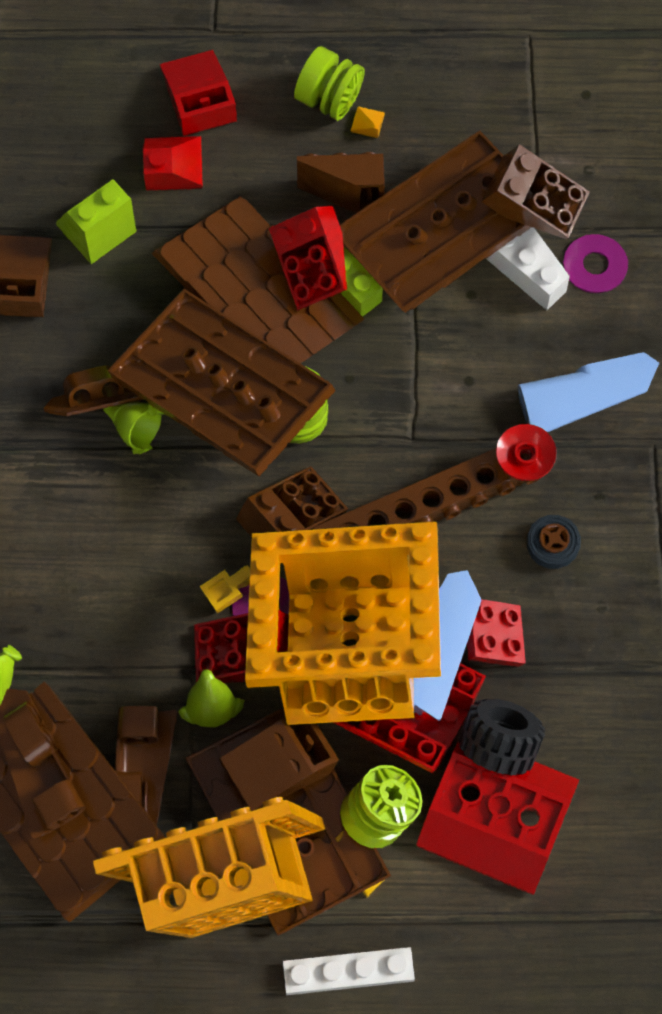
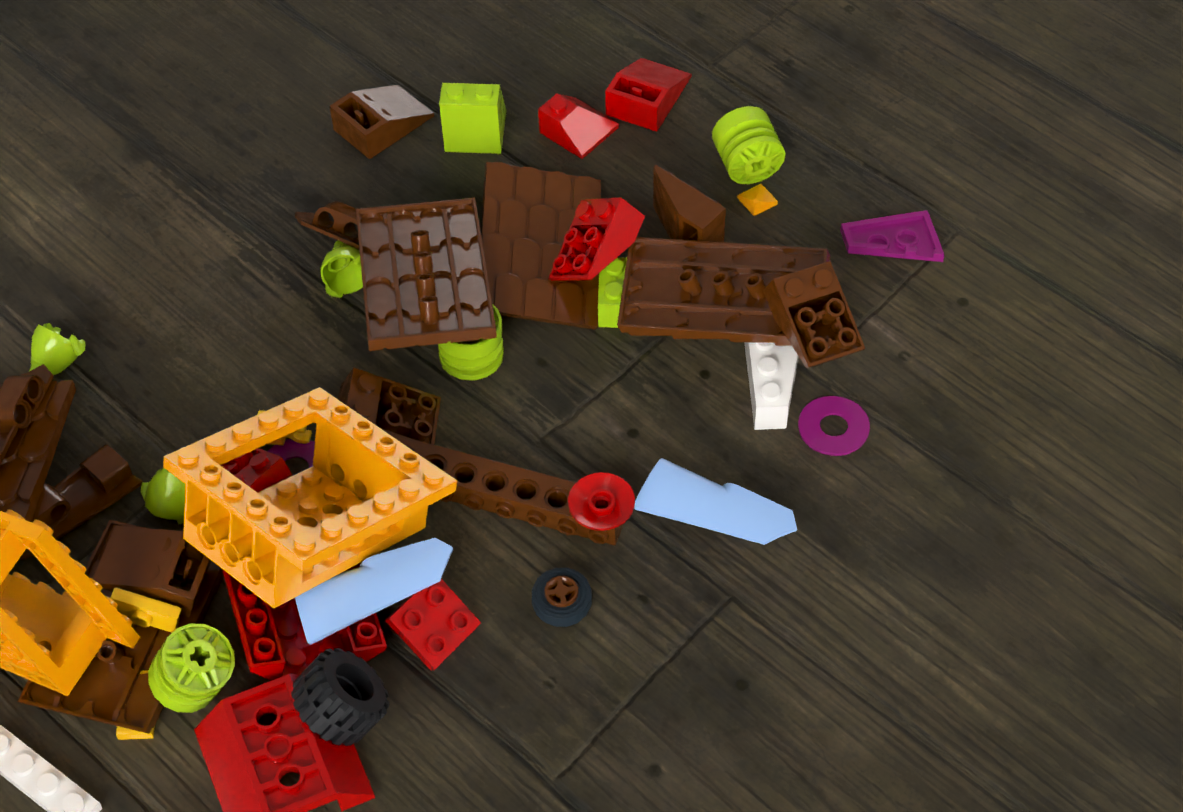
camera: 45 degrees right, 15 degrees down
(309, 795) = (146, 611): none -> yellow plate
(496, 78) = (894, 236): none -> magenta wing

